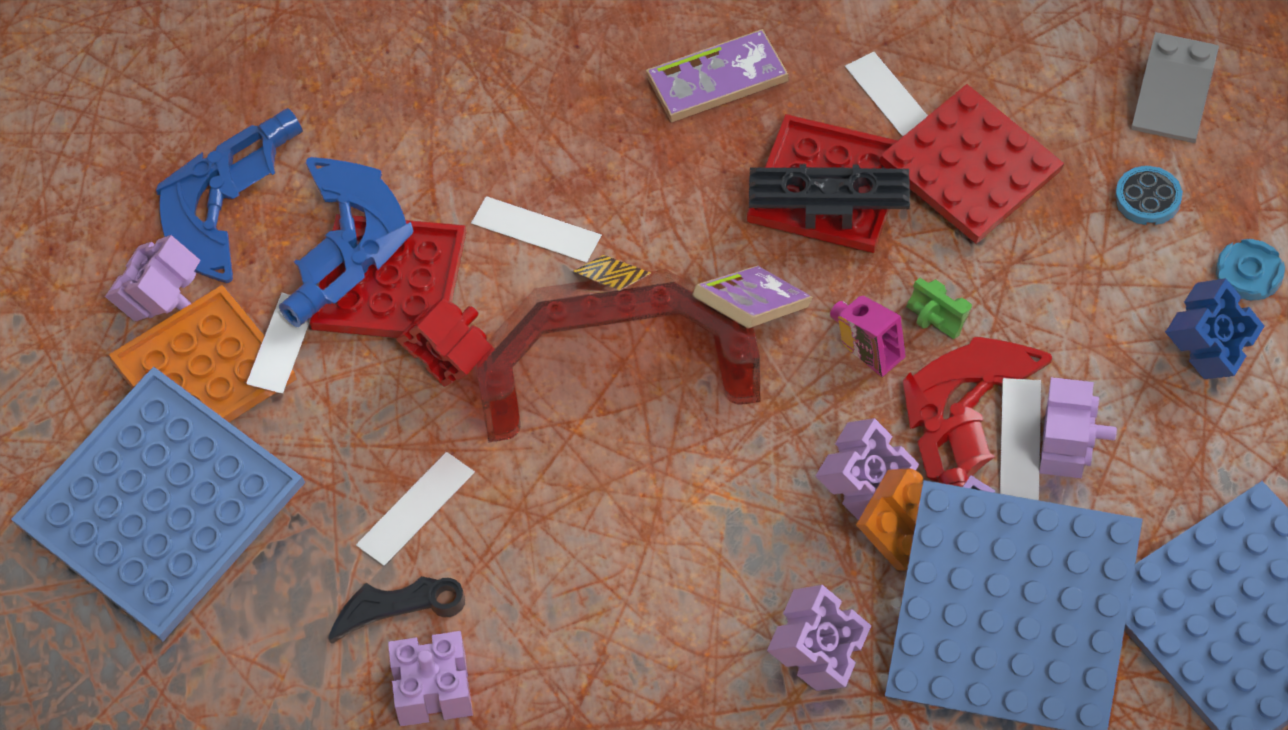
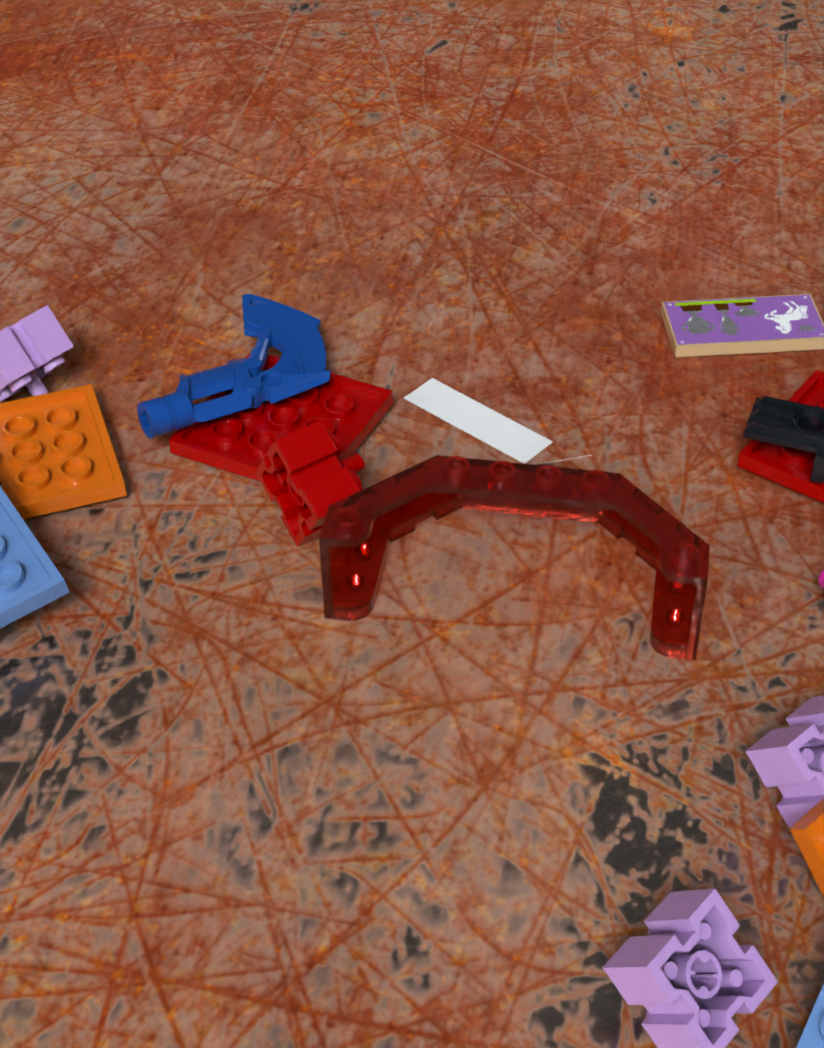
camera: 15 degrees right, 15 degrees down
(184, 188) = (100, 350): blue piece -> none
(277, 352) = (115, 459): white sticker -> none
(376, 604) = (92, 762): black piece -> none
(415, 508) = (196, 667): white sticker -> none
(430, 678) = (107, 871): lavender brick -> none
(752, 296) = (717, 524): tile -> none

